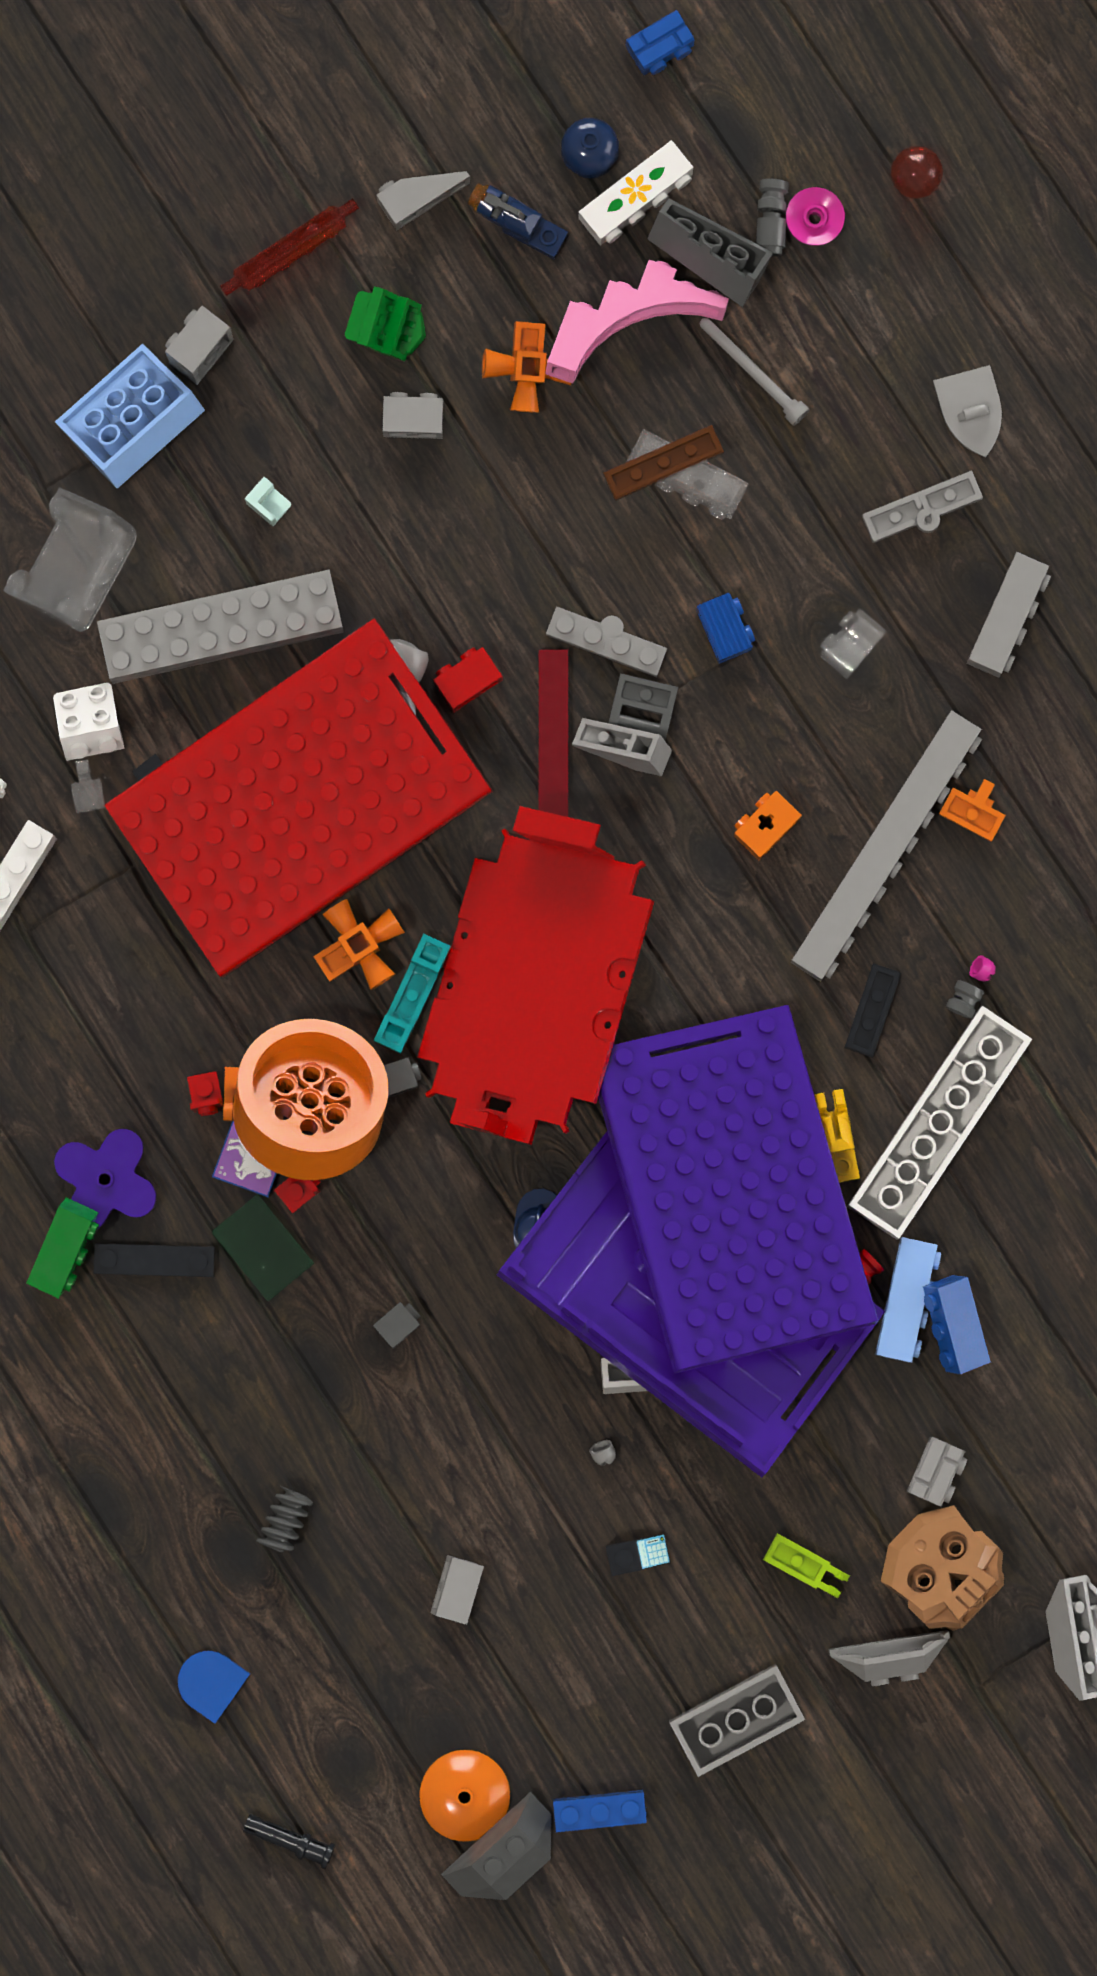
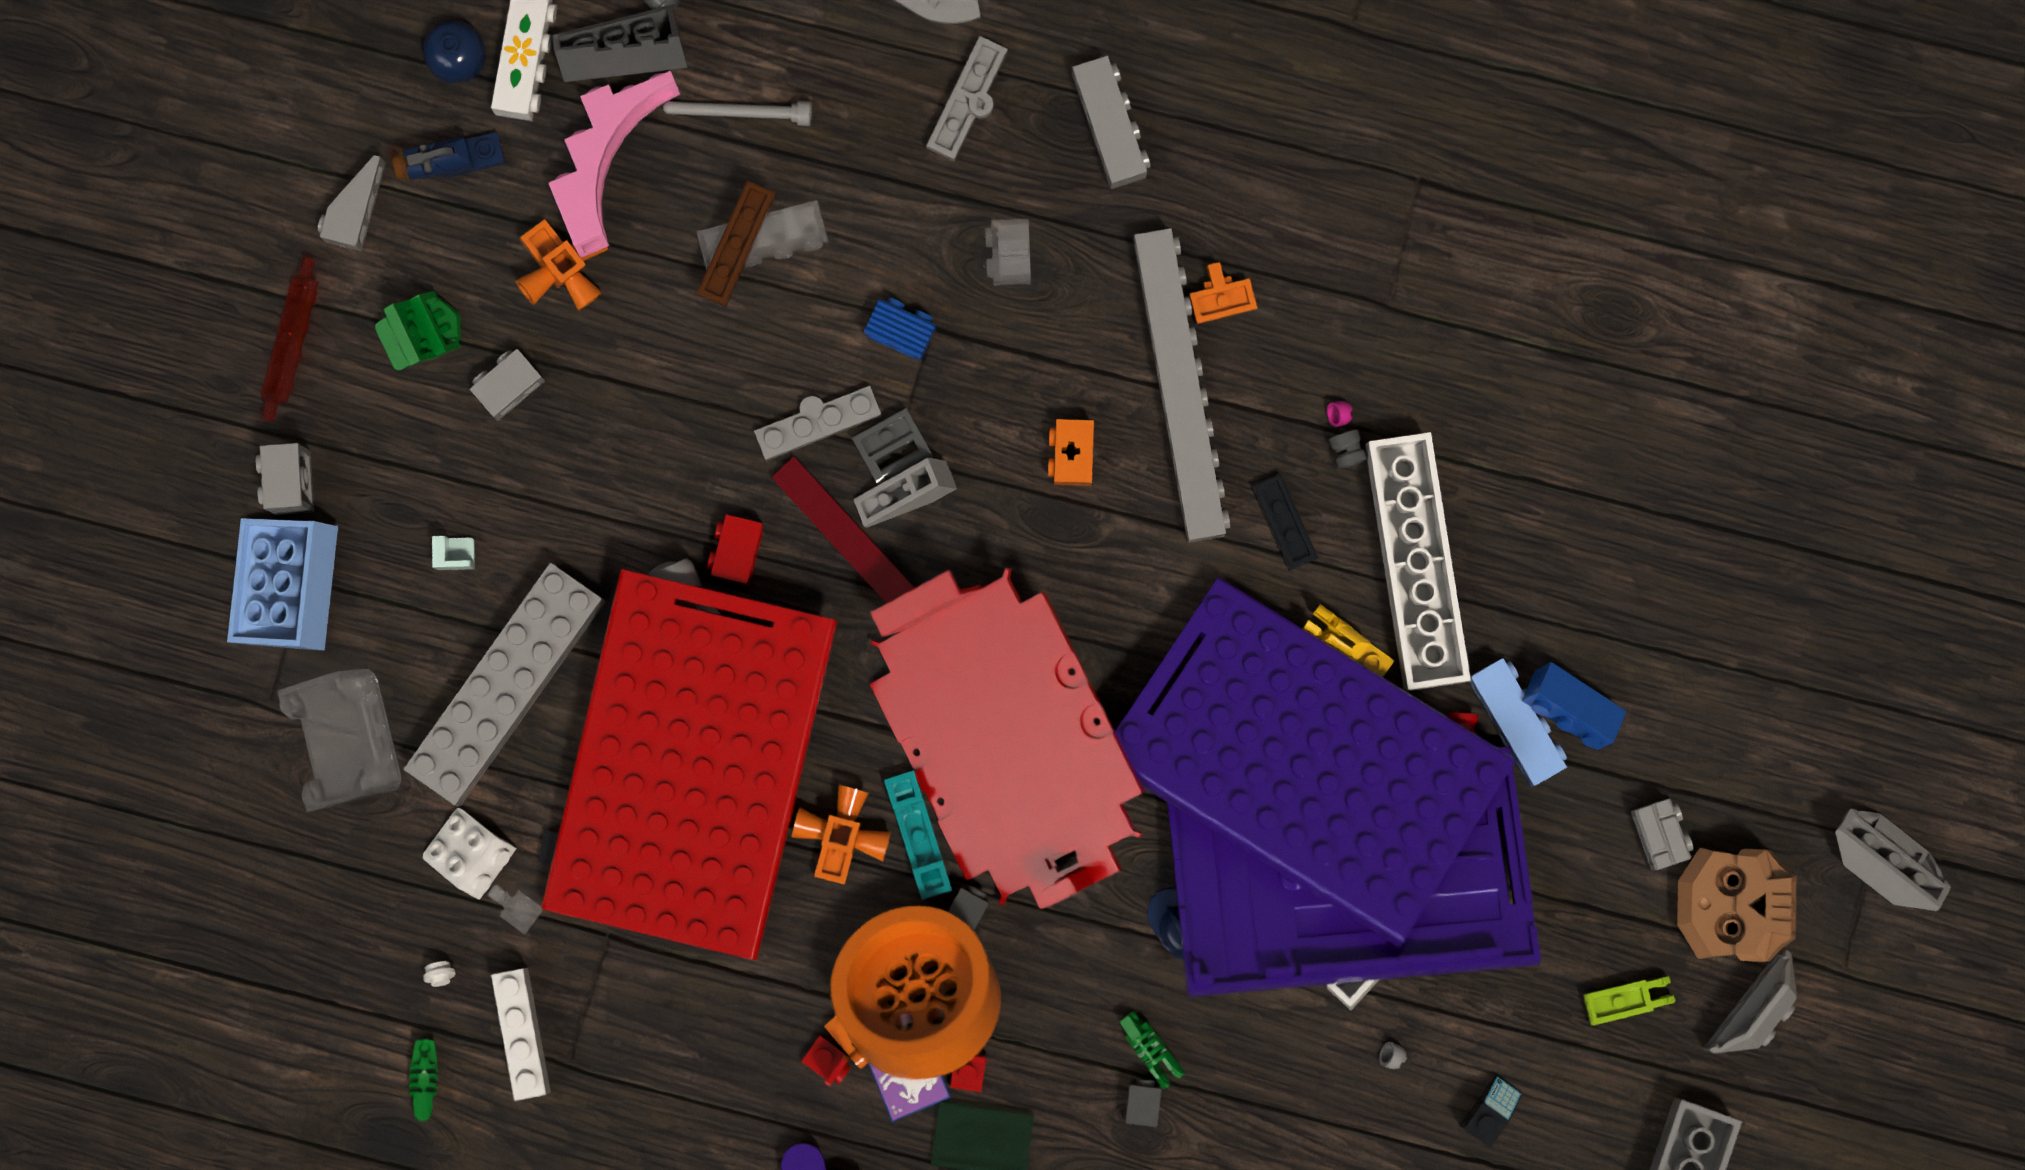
camera: 45 degrees left, 0 degrees up
(438, 1291) = (1150, 1048): none -> green hinge

